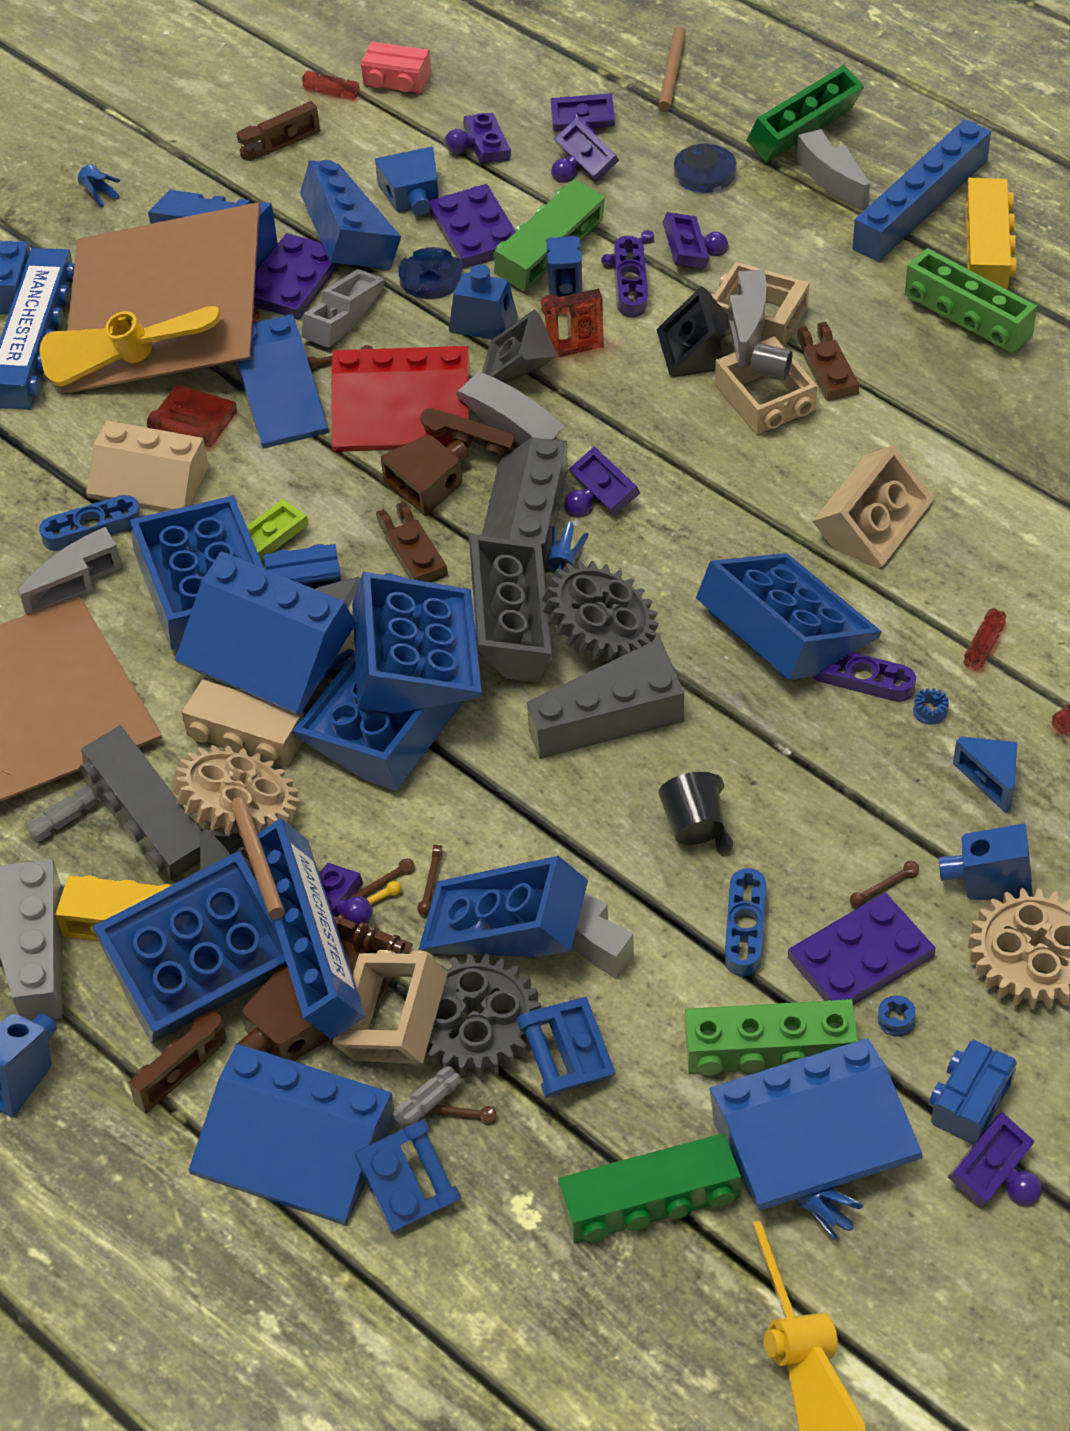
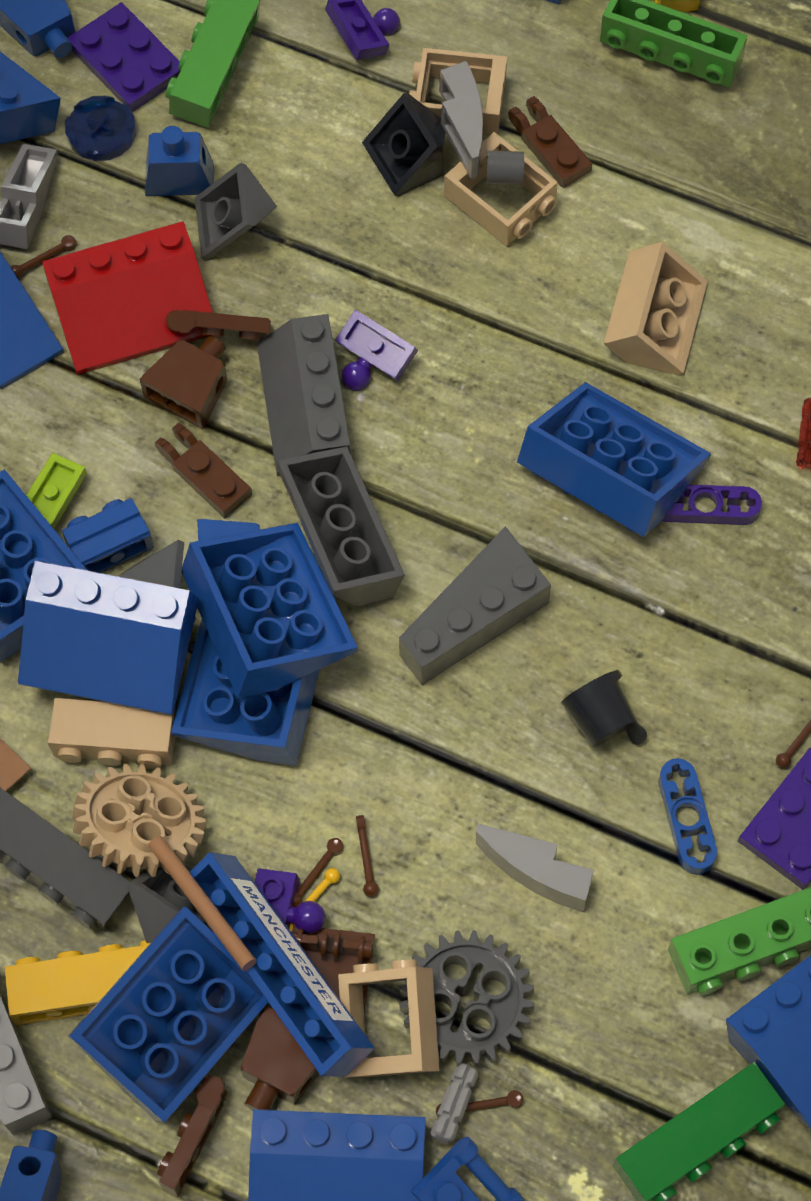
camera: 20 degrees left, 15 degrees up
(507, 911) = (461, 883): blue slope -> none
(508, 409) = (252, 288): light grey slope -> none
(560, 552) = (365, 444): blue piece -> none
(564, 266) = (251, 105): blue brick -> none
(577, 1042) = (579, 1002): blue plate -> none
(583, 321) = (291, 158): clear red plate -> none
(599, 610) = (431, 508): dark grey gear -> none
(634, 265) = (315, 70): dark purple beam -> none
(646, 237) = (312, 29): dark purple hinge -> none
(937, 700) = (783, 513): blue bush -> none

